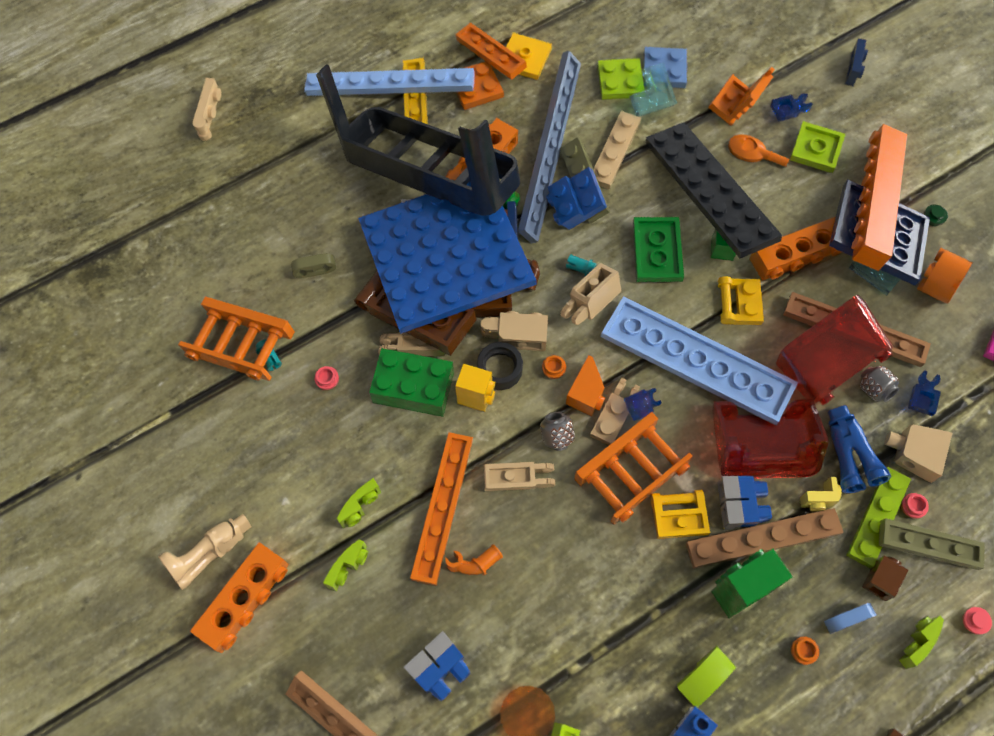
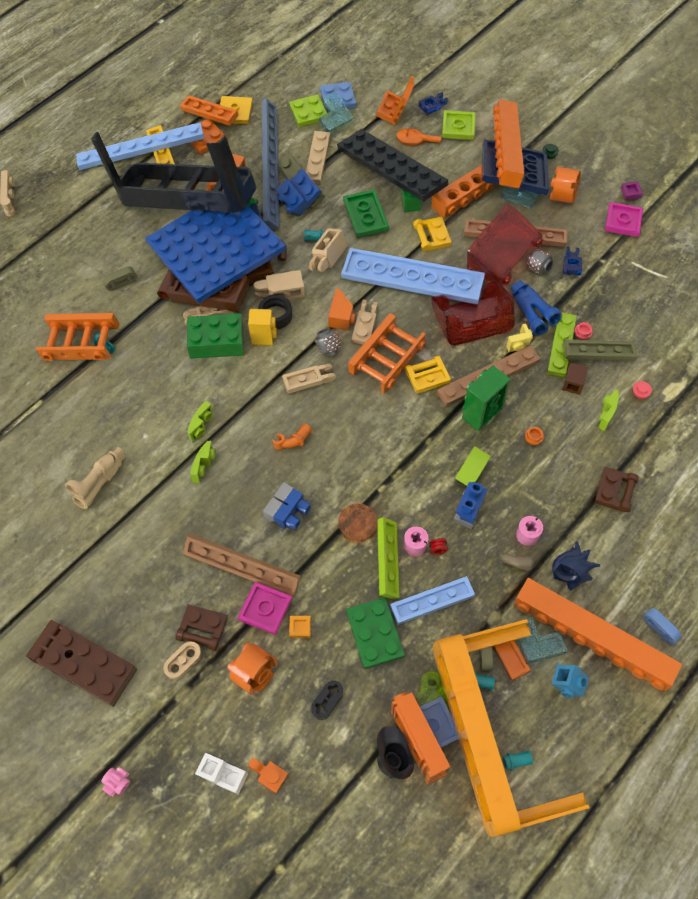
camera: 15 degrees left, 5 degrees down
(209, 627) = (139, 473): orange brick -> none
(326, 378) = (151, 349): coral plate -> none
(441, 509) = (260, 411): orange plate -> none
(554, 367) = (313, 304): orange plate -> none
(641, 403) = (381, 310): clear blue plate -> none
(739, 501) = (465, 355): hips -> none
(850, 618) = (558, 408): medium blue beam -> none
(855, 67) = (470, 68): dark blue plate -> none
(921, 450) = (577, 296): tan torso -> none

